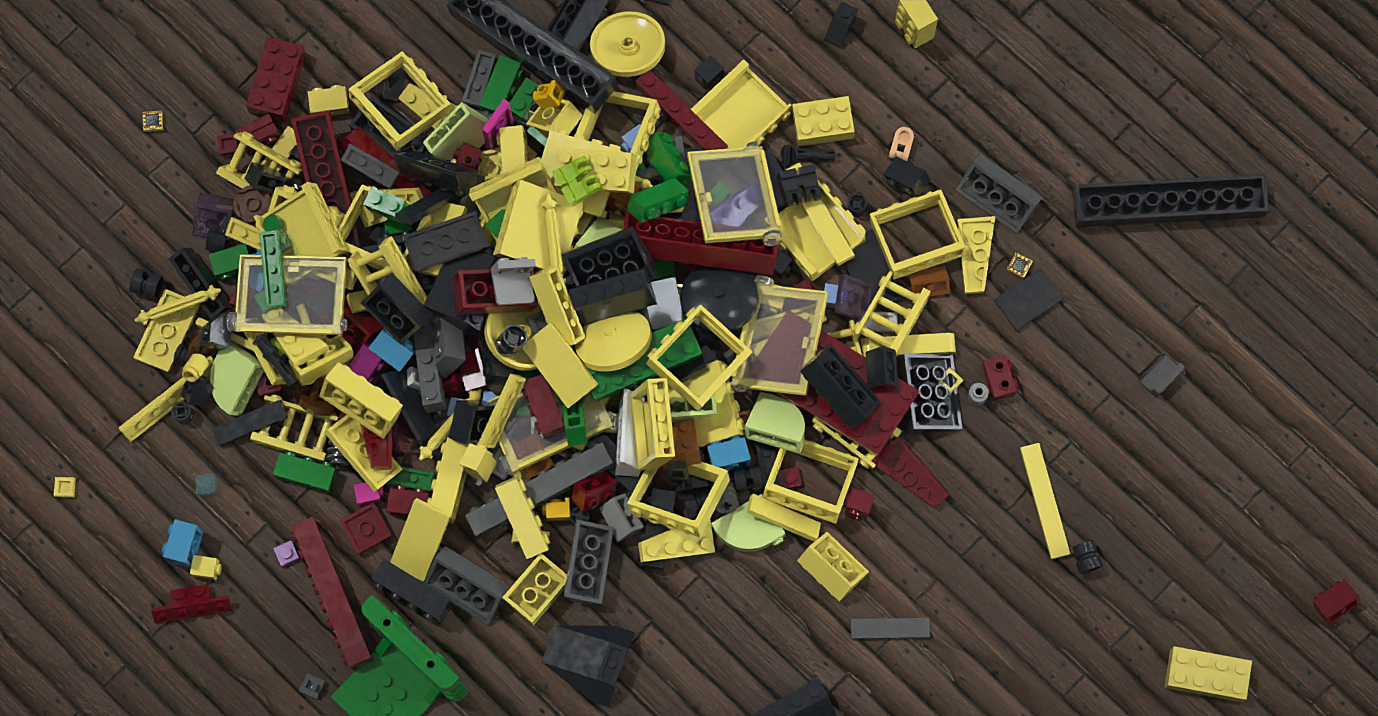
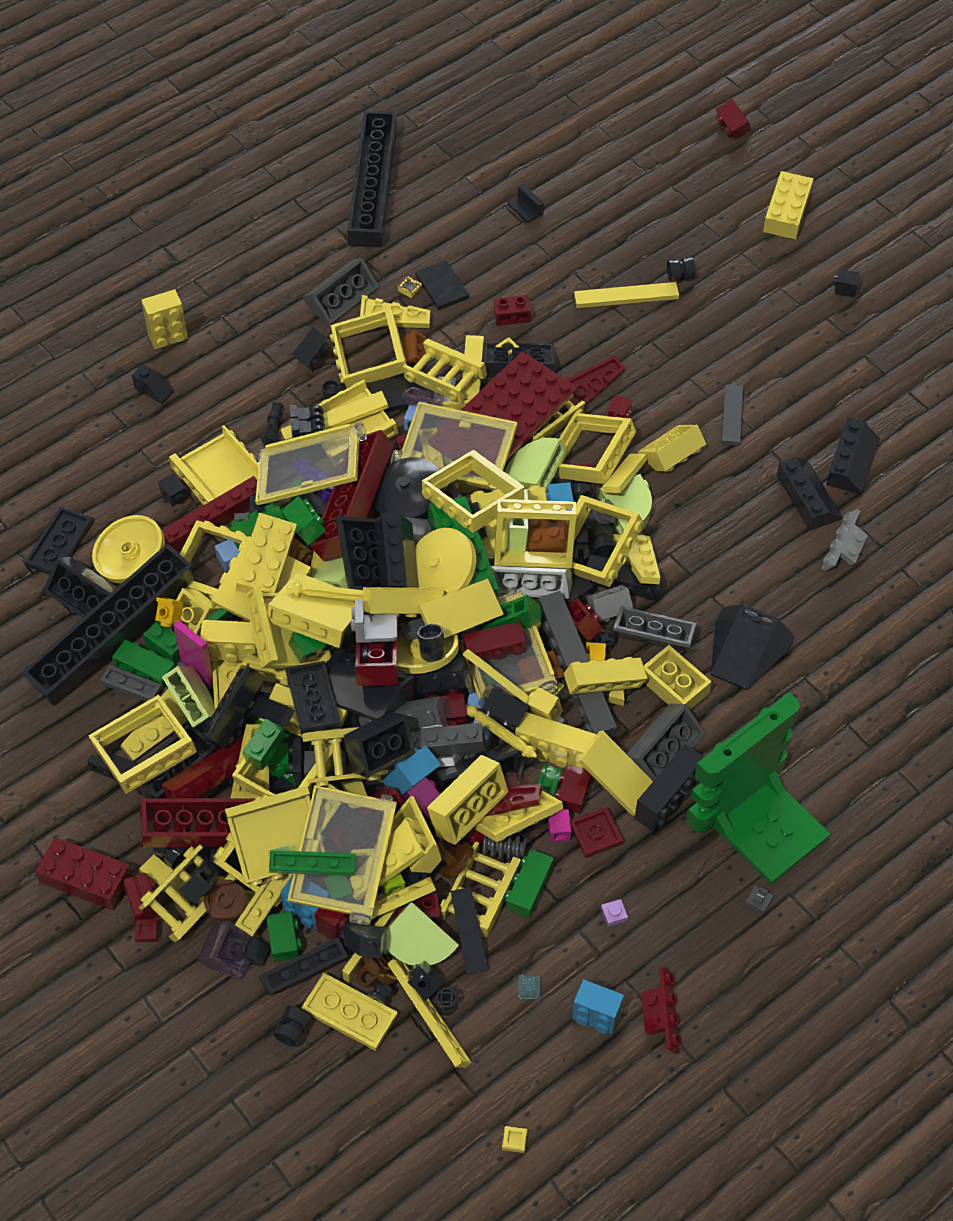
camera: 85 degrees left, 20 degrees down
(152, 121) = (99, 1009): tile -> none
(178, 305) = (325, 986): light yellow wheel -> none
(195, 367) = (402, 970): light yellow brick -> none
(205, 567) = (625, 985): light yellow brick -> none
(271, 353) = (401, 885): black pin -> none
(272, 222) = (258, 865): green tile -> none
(332, 99) = (122, 825): light yellow brick -> none
(332, 593) = (663, 867): dark red brick -> none
(370, 166) = (210, 772): dark grey tile -> none
(468, 150) = (216, 686): dark red brick -> none
(568, 177) = (285, 567): lime legs -> none
(677, 470) = (579, 533): black plate -> none
(823, 121) = (244, 406): light yellow brick -> none
(840, 386) = (515, 396): black slope -> none
(881, 367) = (498, 372): black panel -> none
(903, 138) = (274, 352): light nougat plate -> none
(977, 399) = (525, 324): light grey brick -> none

